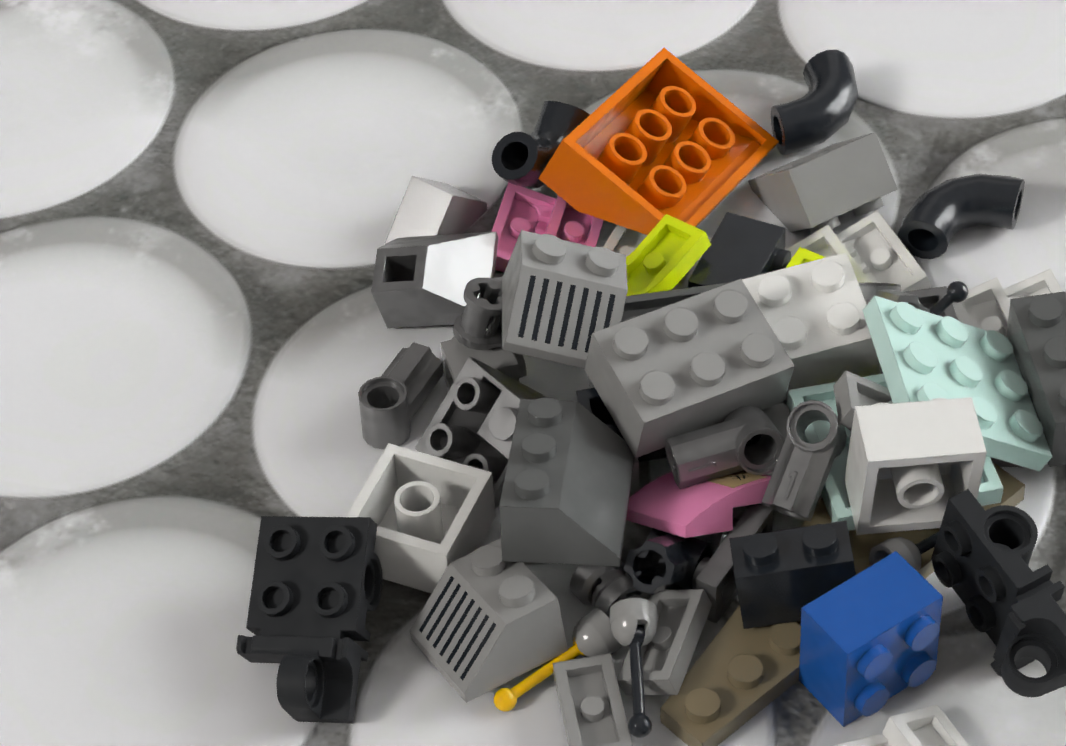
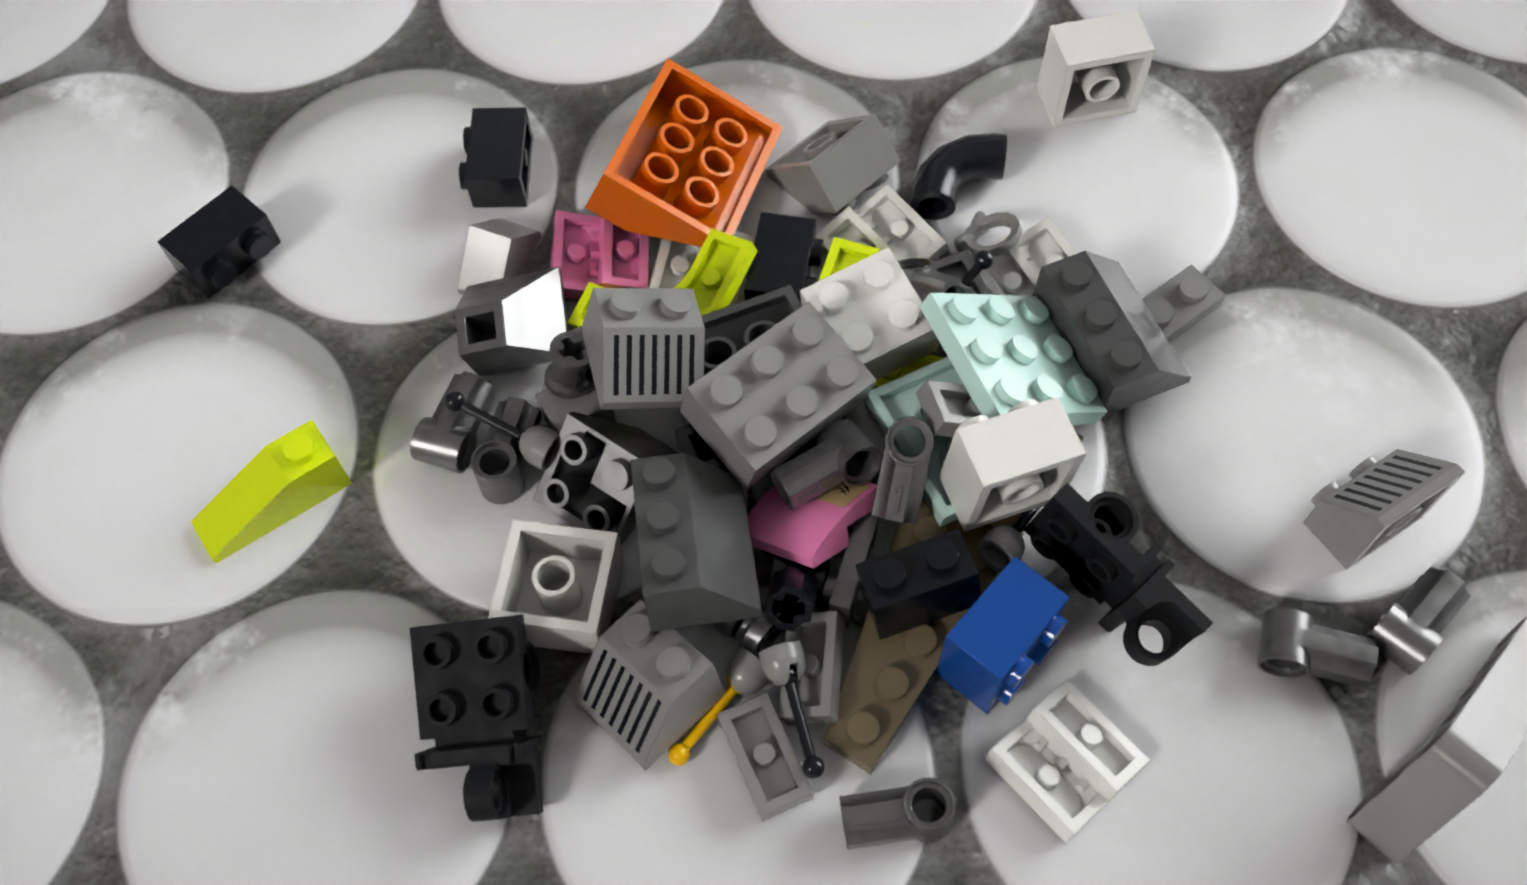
camera: 15 degrees left, 15 degrees up
(150, 159) = (220, 241): none -> black brick
(152, 390) = (270, 491): none -> neon yellow slope
(339, 373) = (451, 436): none -> flat silver piece
(428, 386) = (534, 443): none -> hinge
(459, 124) = (497, 157): none -> black brick
(523, 157) = (570, 186): black cylinder -> none
(822, 109) = (814, 89): black cylinder -> none
(974, 268) = (981, 224): none -> light grey piece

